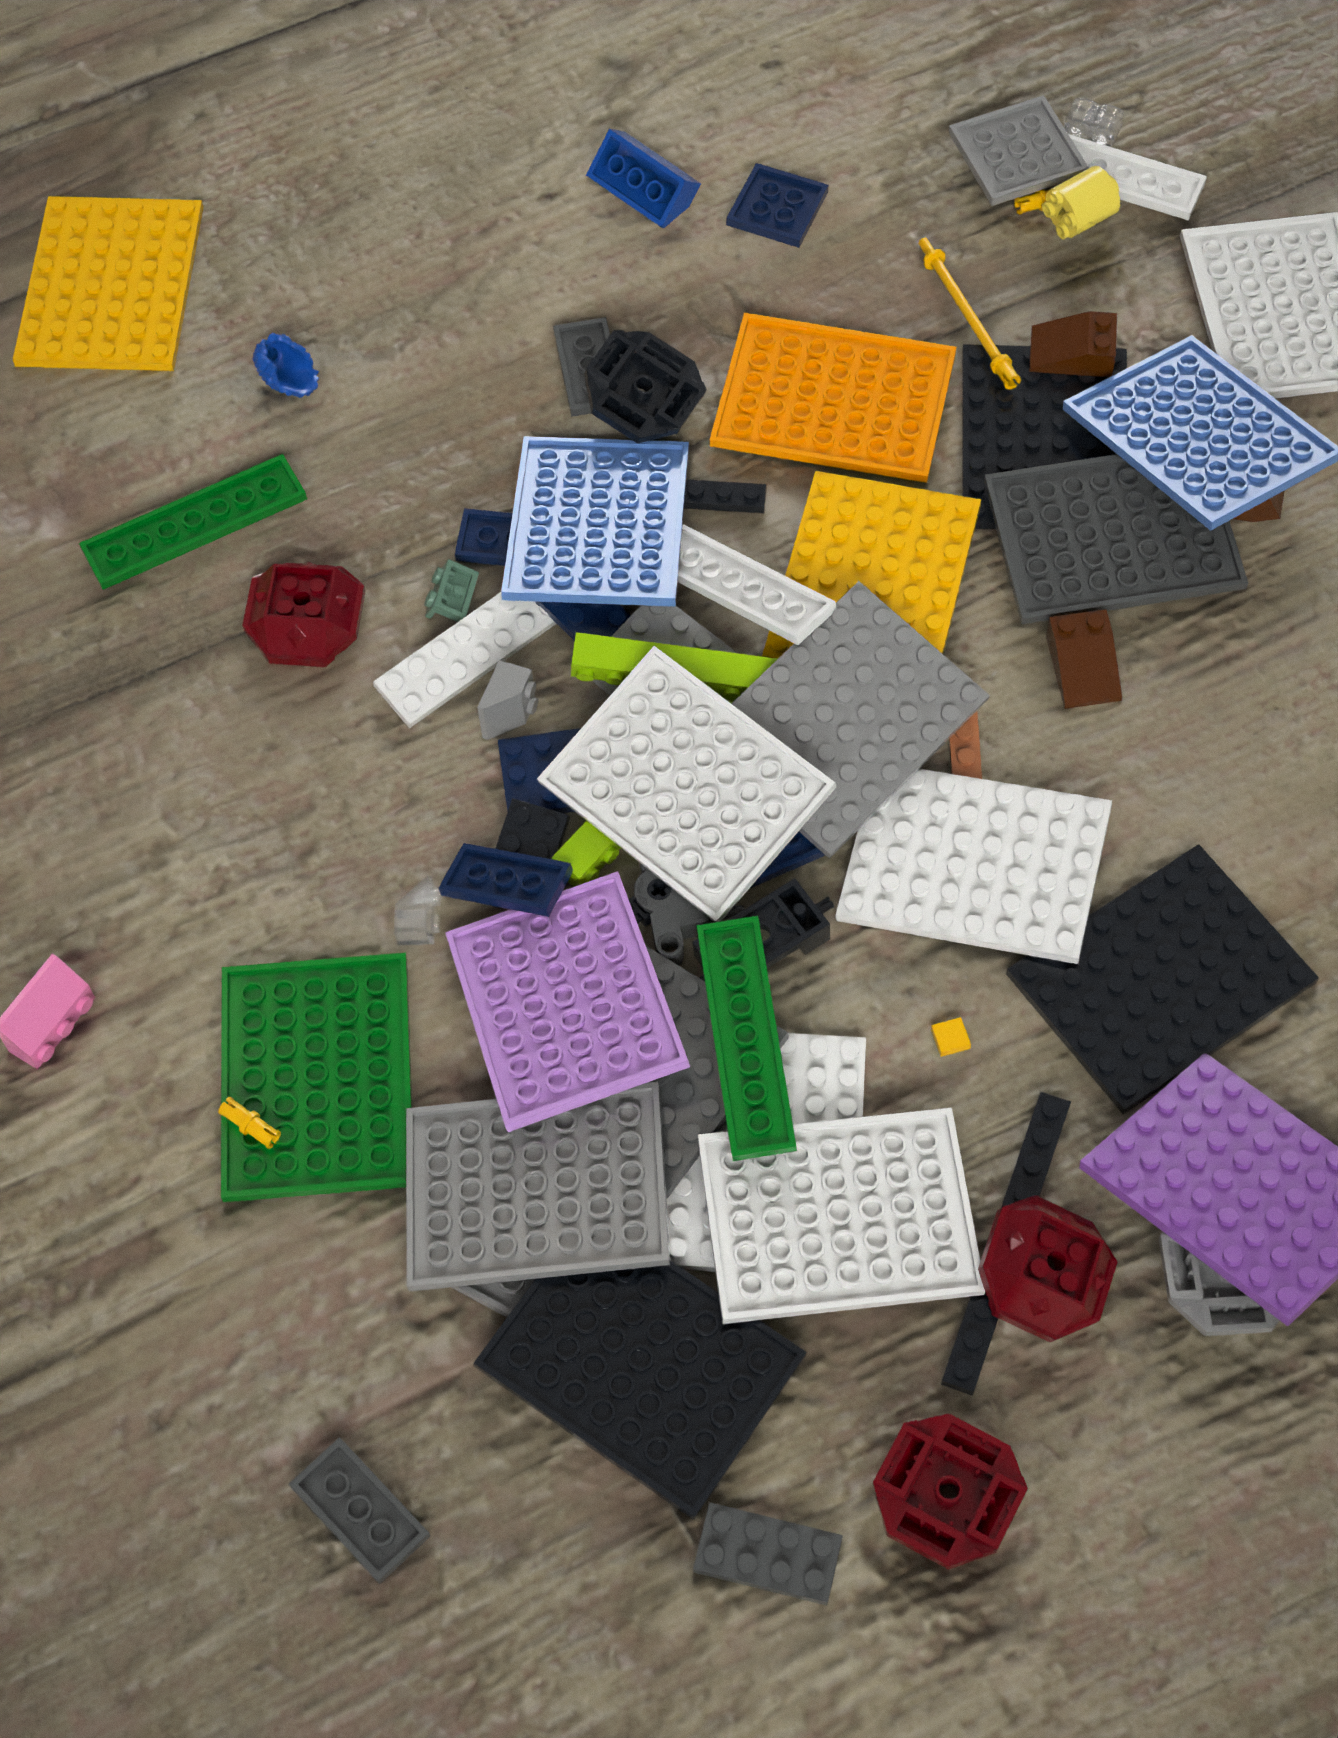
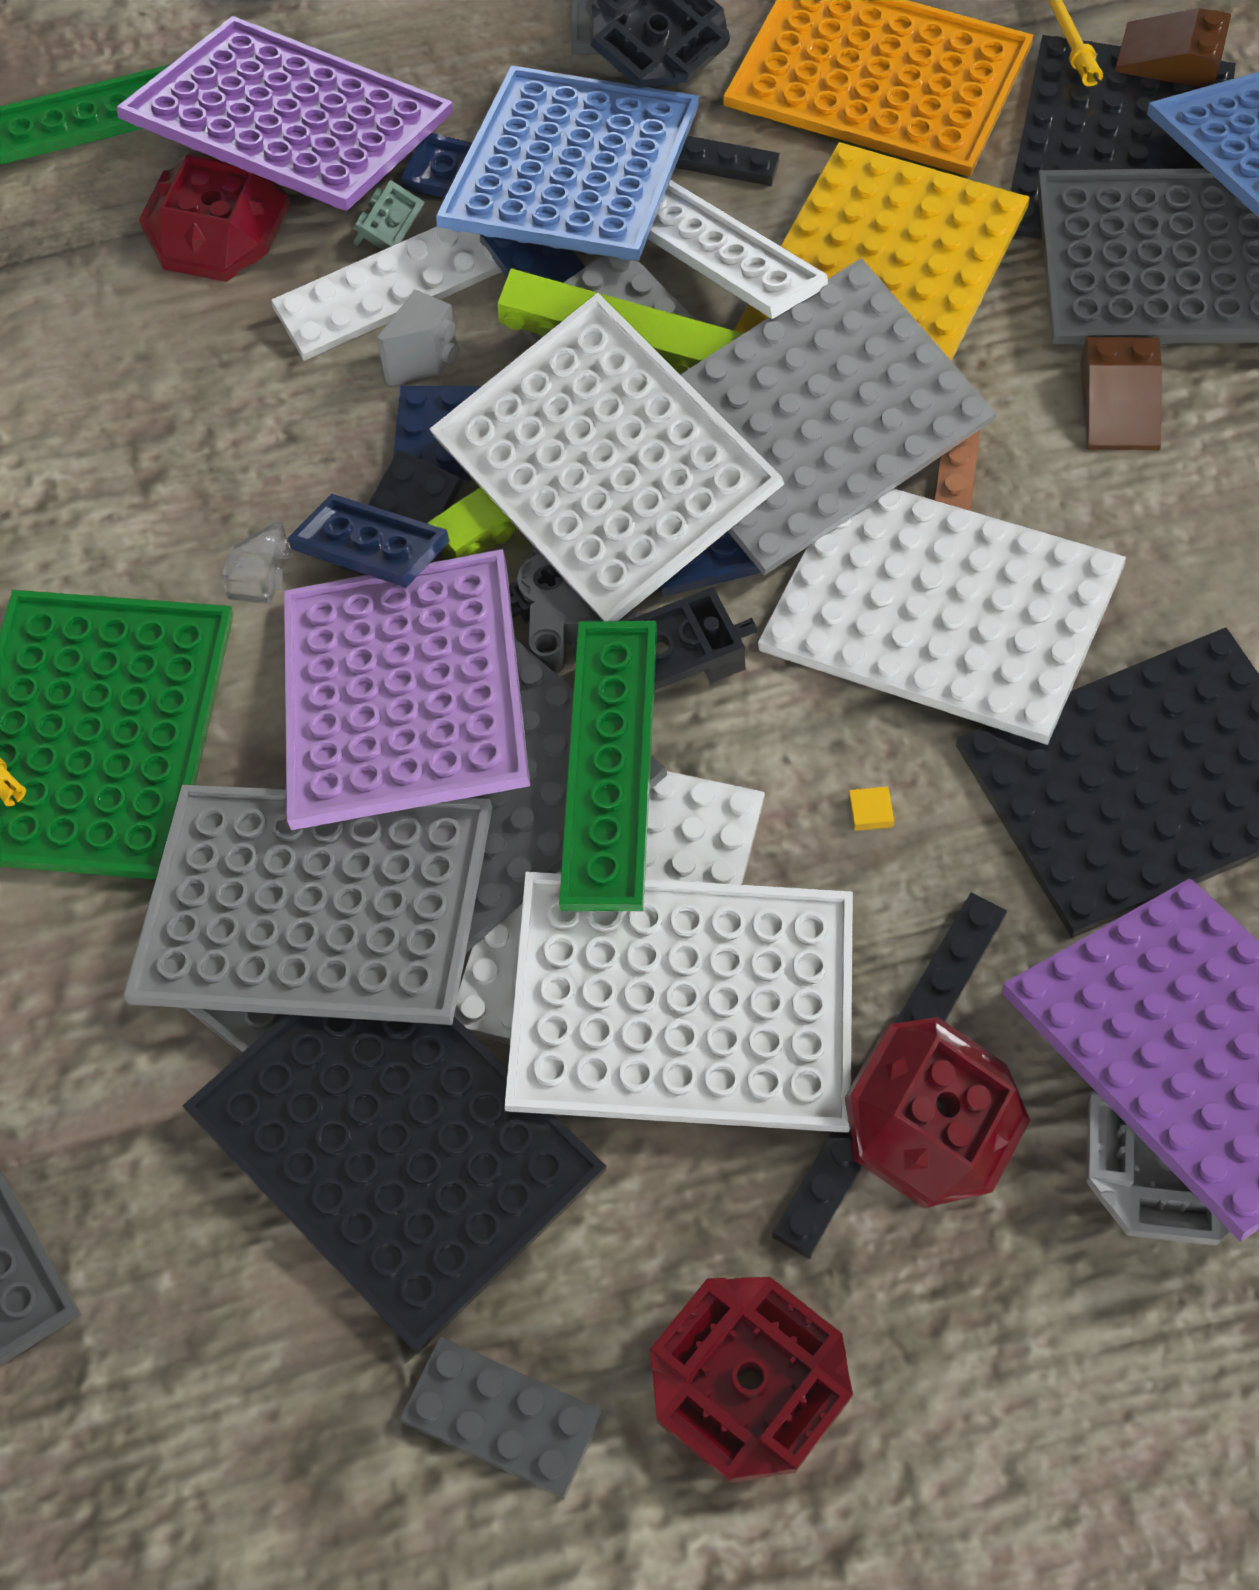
camera: 10 degrees right, 0 degrees up
(348, 511) = (286, 112): none -> medium lavender plate

